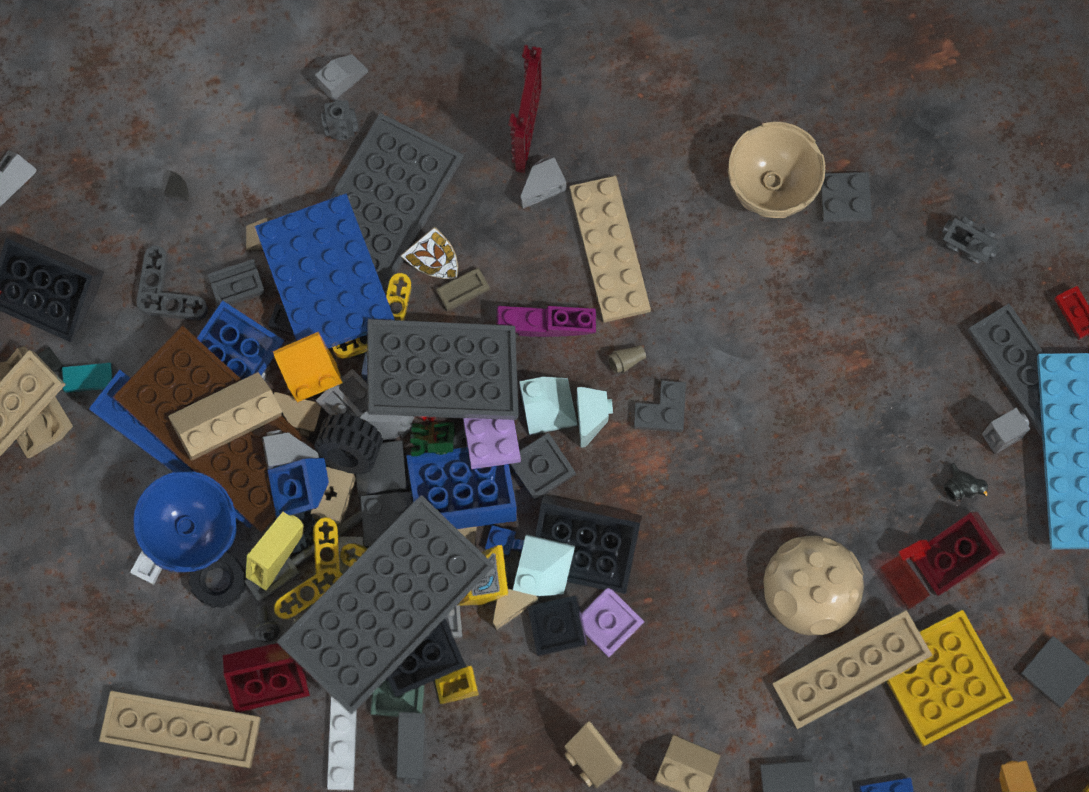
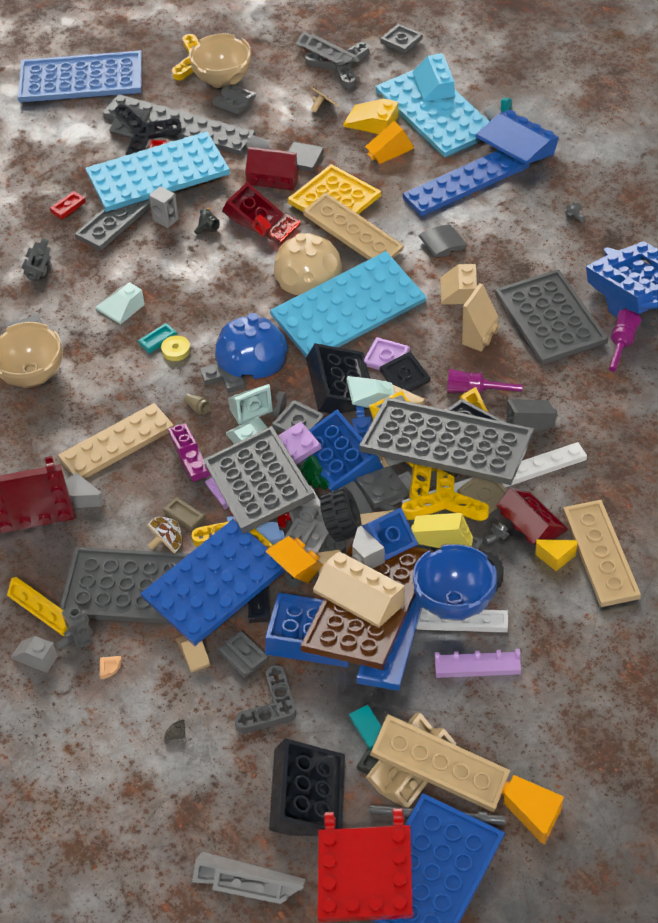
camera: 110 degrees left, 25 degrees down
(107, 522) = (477, 664): none -> lavender hinge
(202, 676) = (556, 552): none -> yellow slope
(292, 147) = (109, 666): none -> light nougat tile
(399, 96) = (37, 604): none -> yellow tile
(500, 706) = (463, 382): none -> magenta piece
(580, 456) = (281, 397): none -> dark grey tile
(682, 451) = (251, 347): none -> blue rock
(714, 608) = (348, 304): none -> medium azure plate
(741, 356) = (175, 348): none -> light yellow piece
(767, 351) = (155, 338): none -> teal tile
(849, 324) = (122, 303): none -> light aqua slope
(1027, 606) = (271, 168): none -> dark red slope

